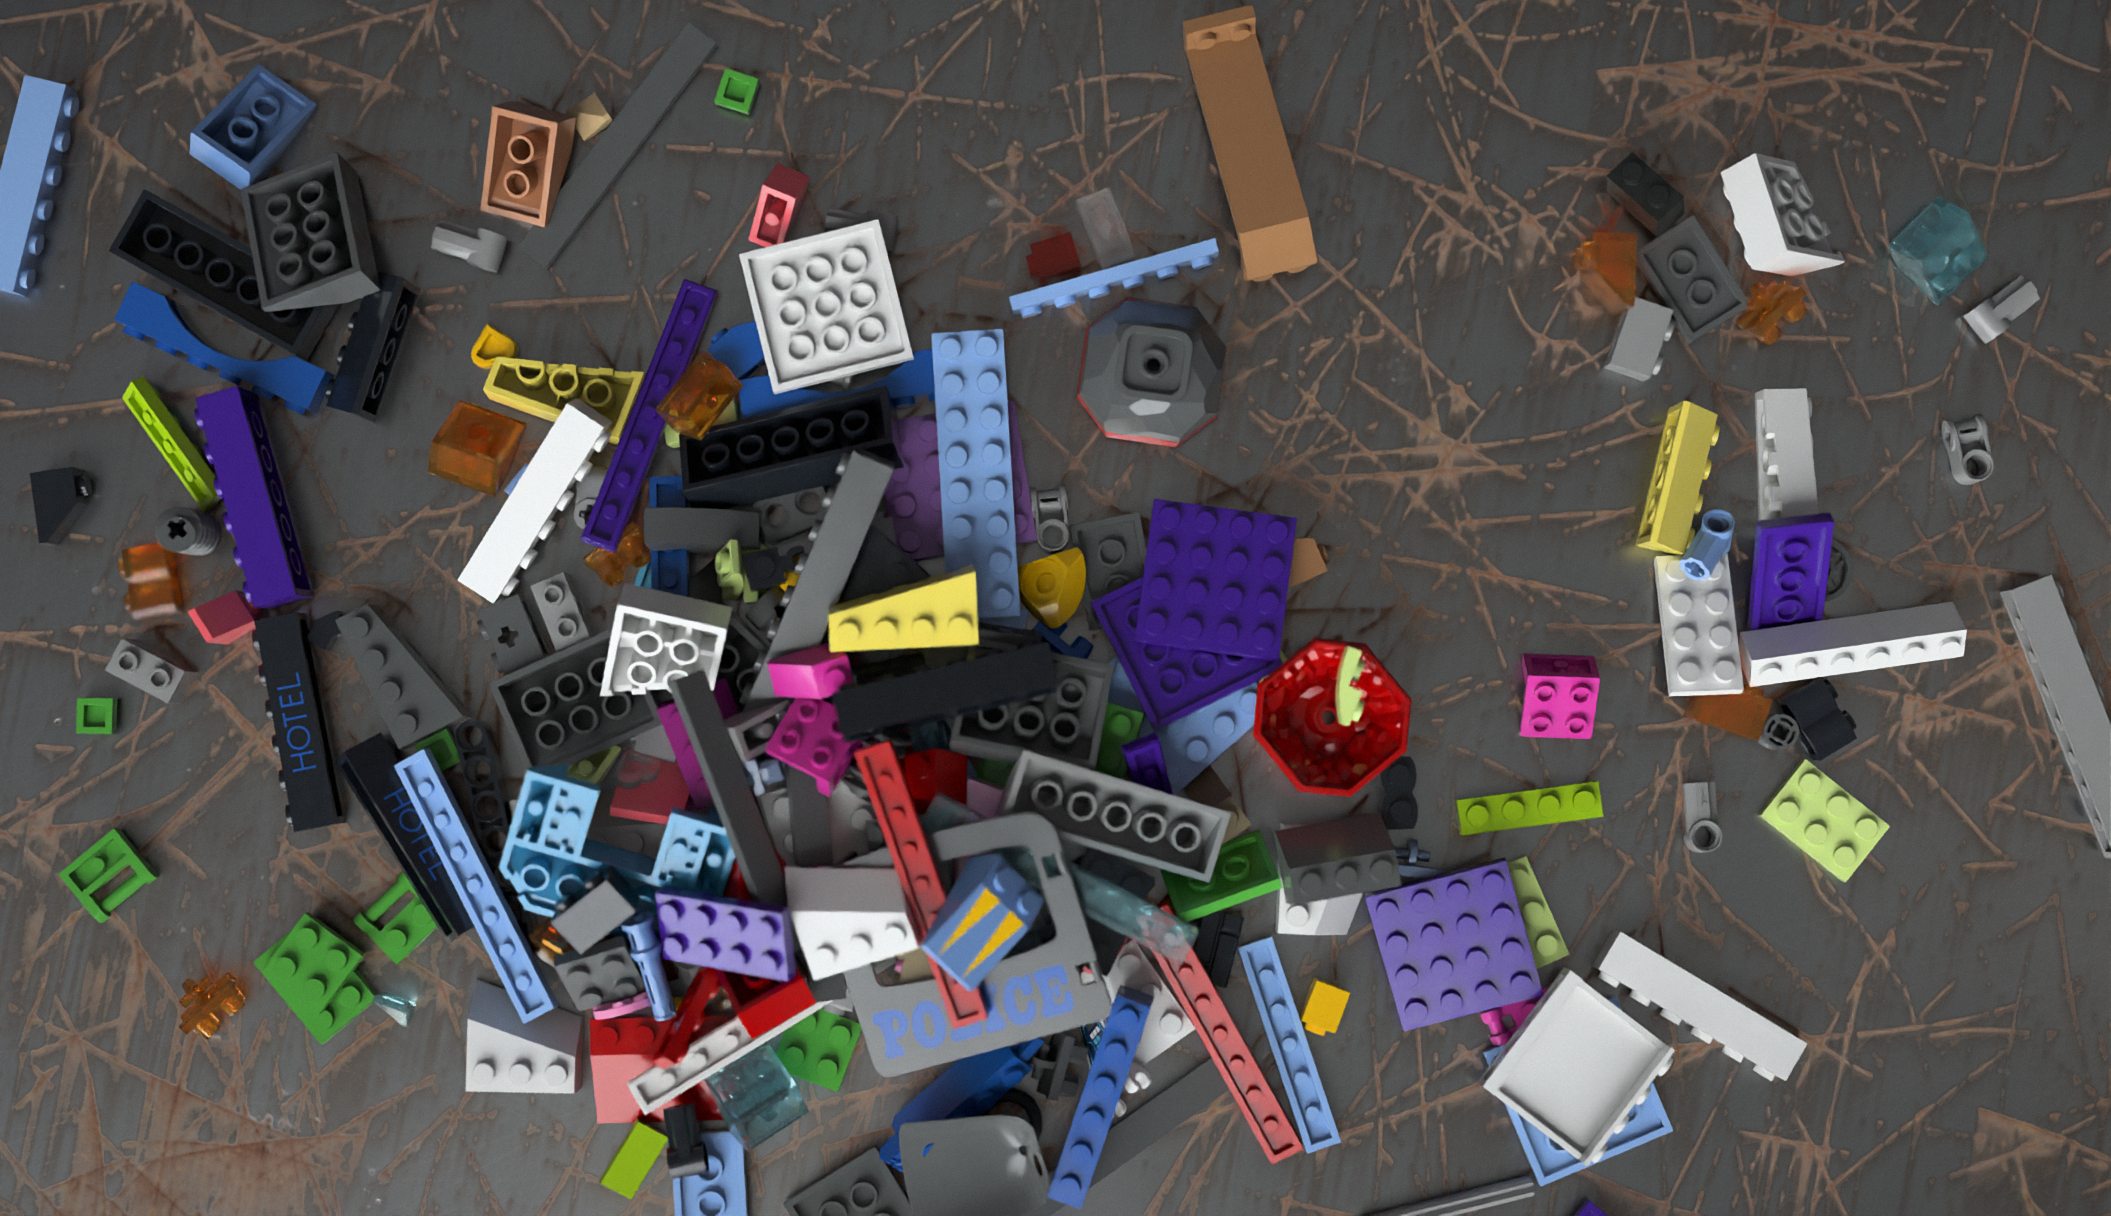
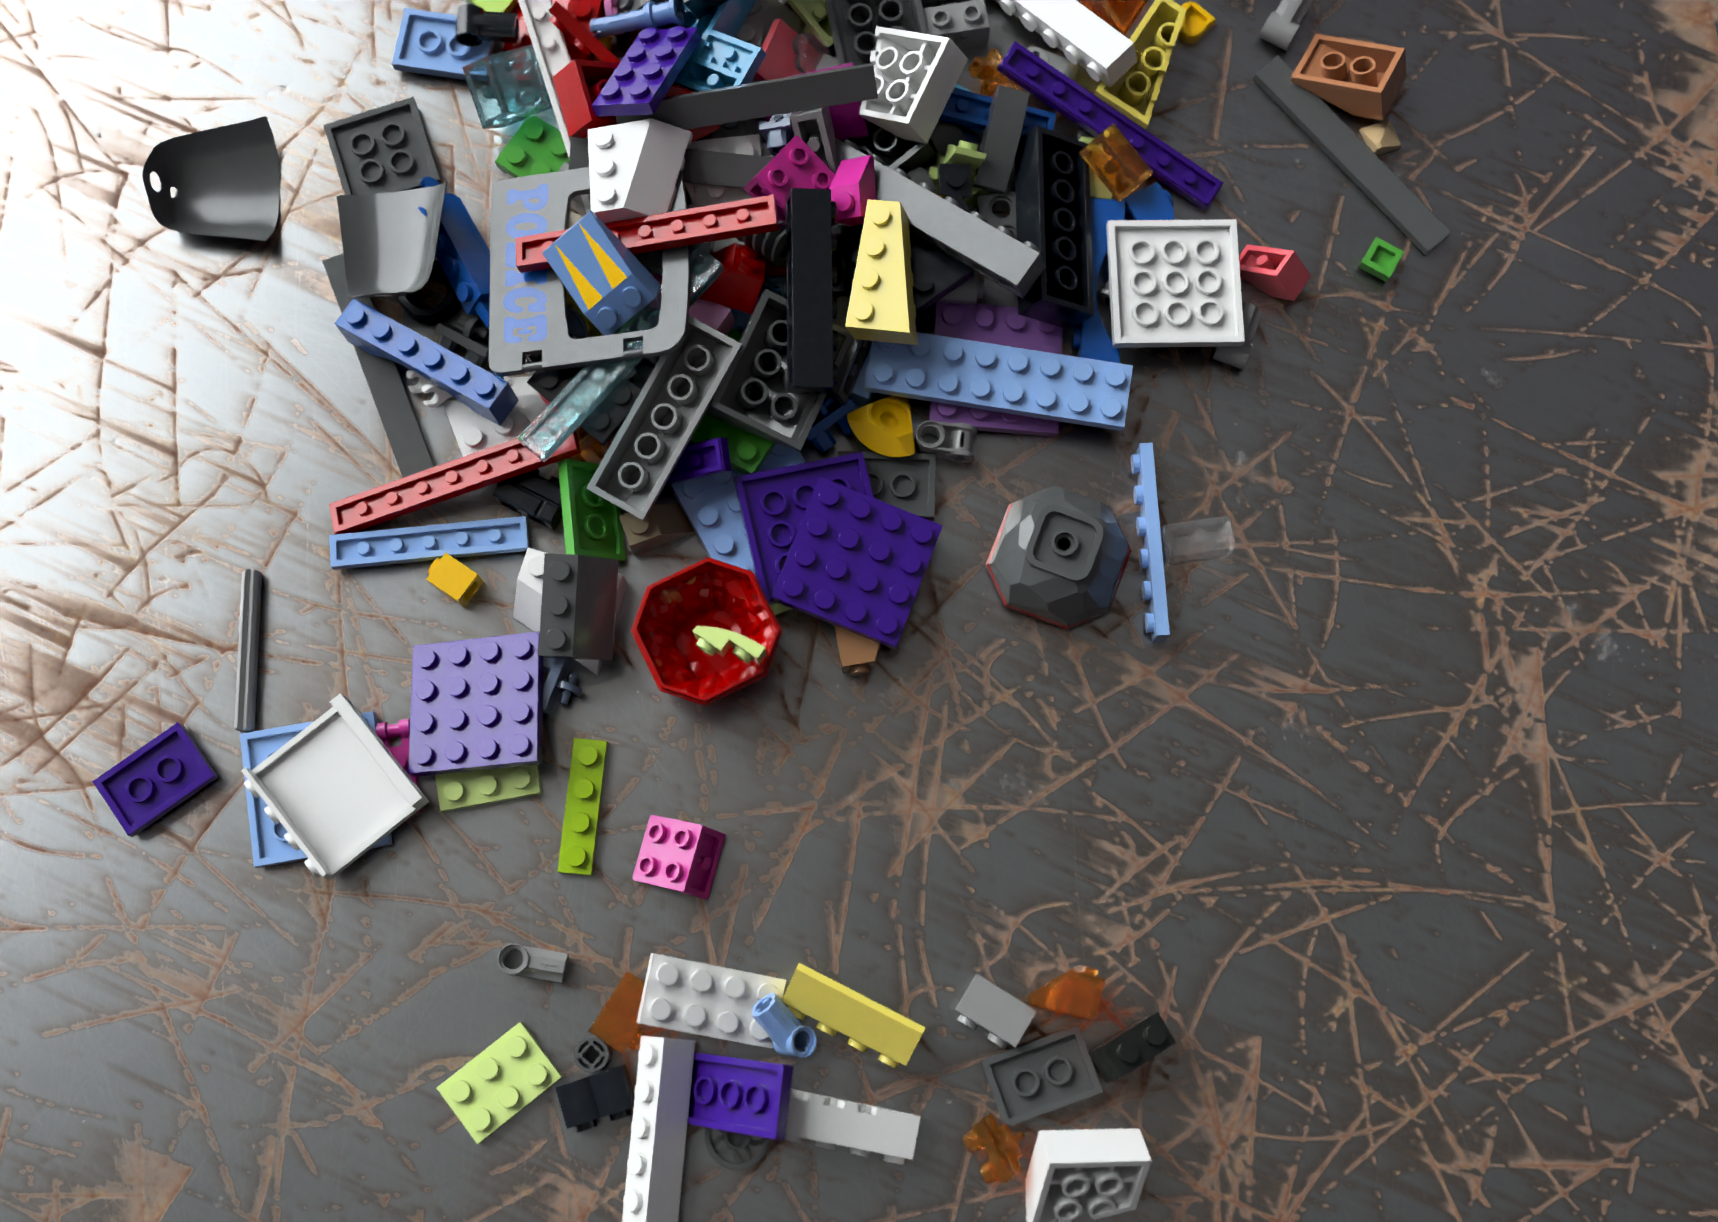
camera: 100 degrees right, 10 degrees down
(1053, 258) = (1179, 493): clear red brick -> none
(1249, 143) = (1251, 685): medium nougat panel -> none
(1397, 801) = (617, 685): black brick -> none
(1698, 1004) = (359, 919): white brick -> none

